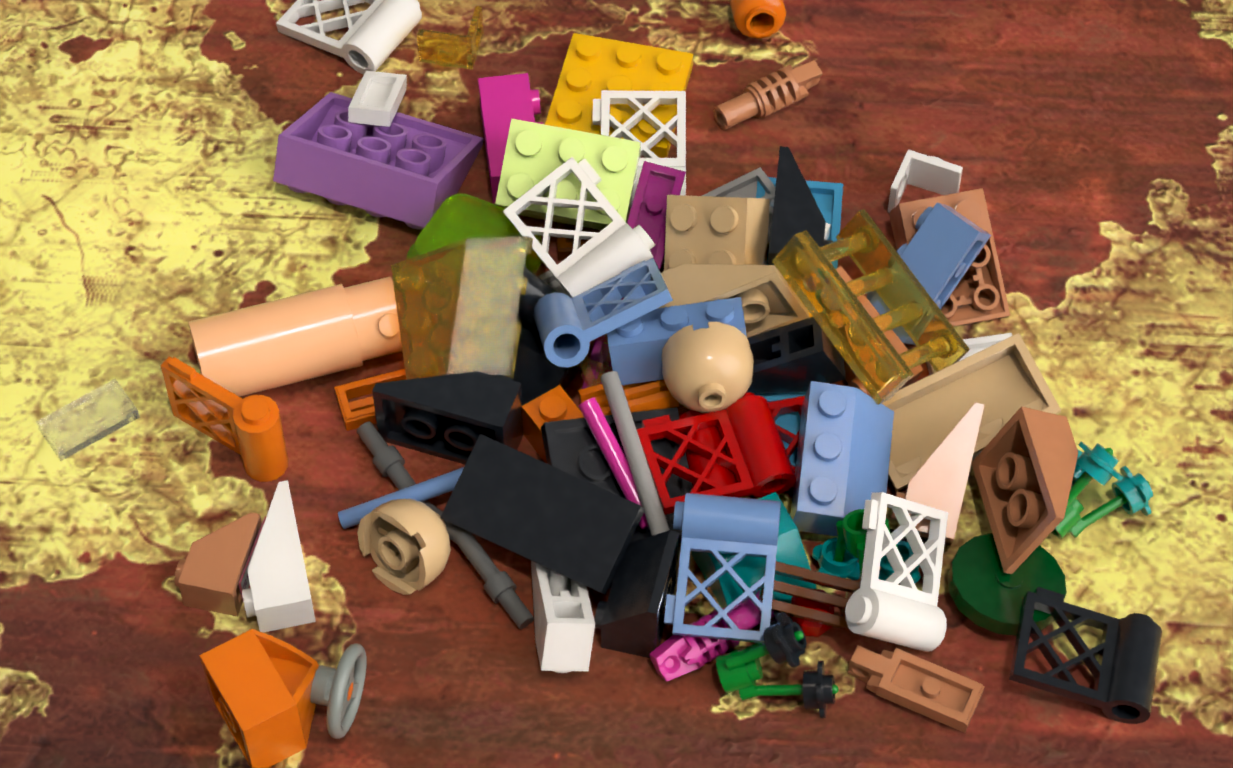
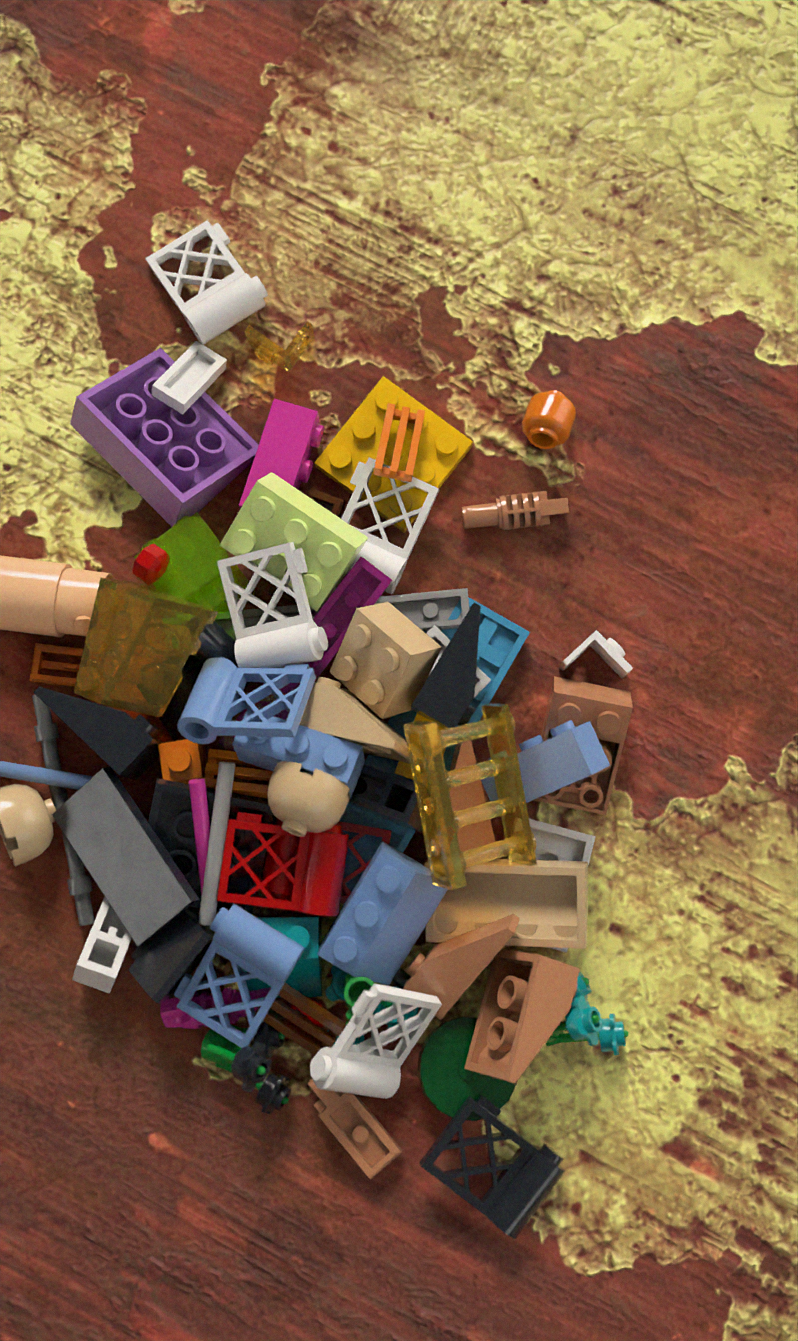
camera: 30 degrees right, 25 degrees up
(435, 234) = (150, 564): none -> red tile
(640, 64) = (404, 417): none -> orange tile

